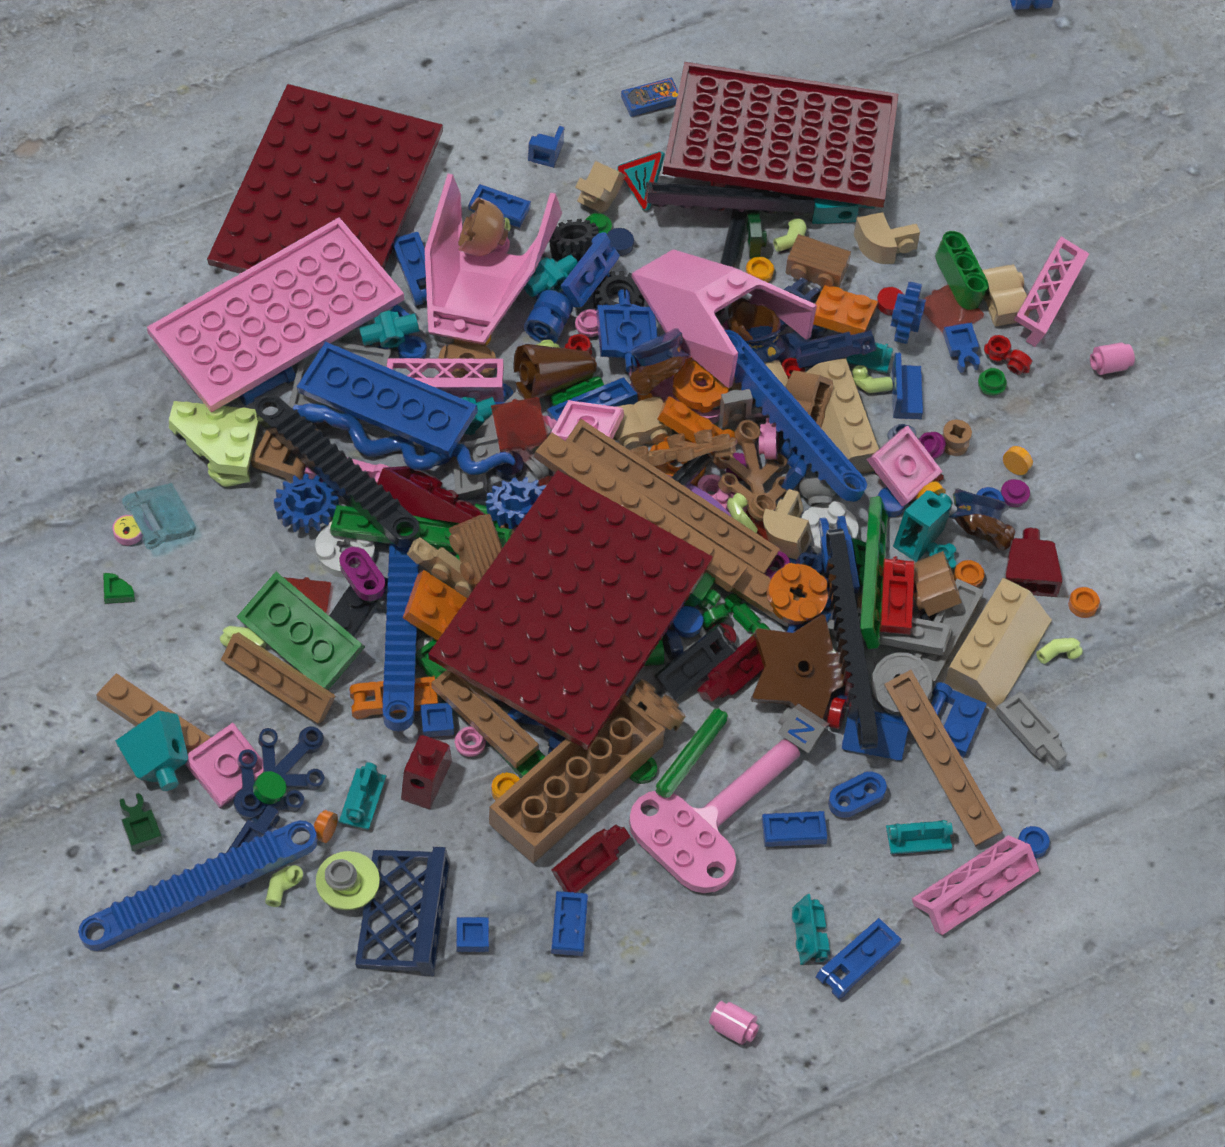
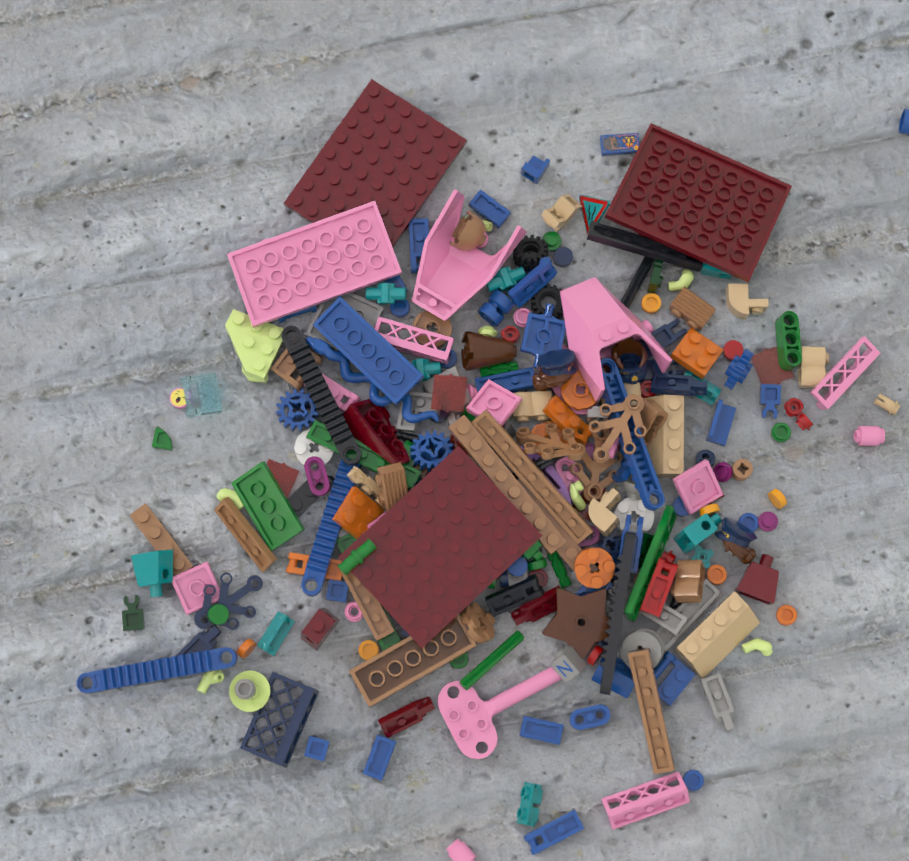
camera: 20 degrees right, 20 degrees up
(458, 639) = (357, 556): none -> green pin
(772, 402) = (619, 426): none -> medium nougat plant
(870, 384) = (696, 411): yellowish green arm -> none
(919, 837) = (620, 757): teal hinge -> none
(1121, 317) = (887, 404): none -> tan pin

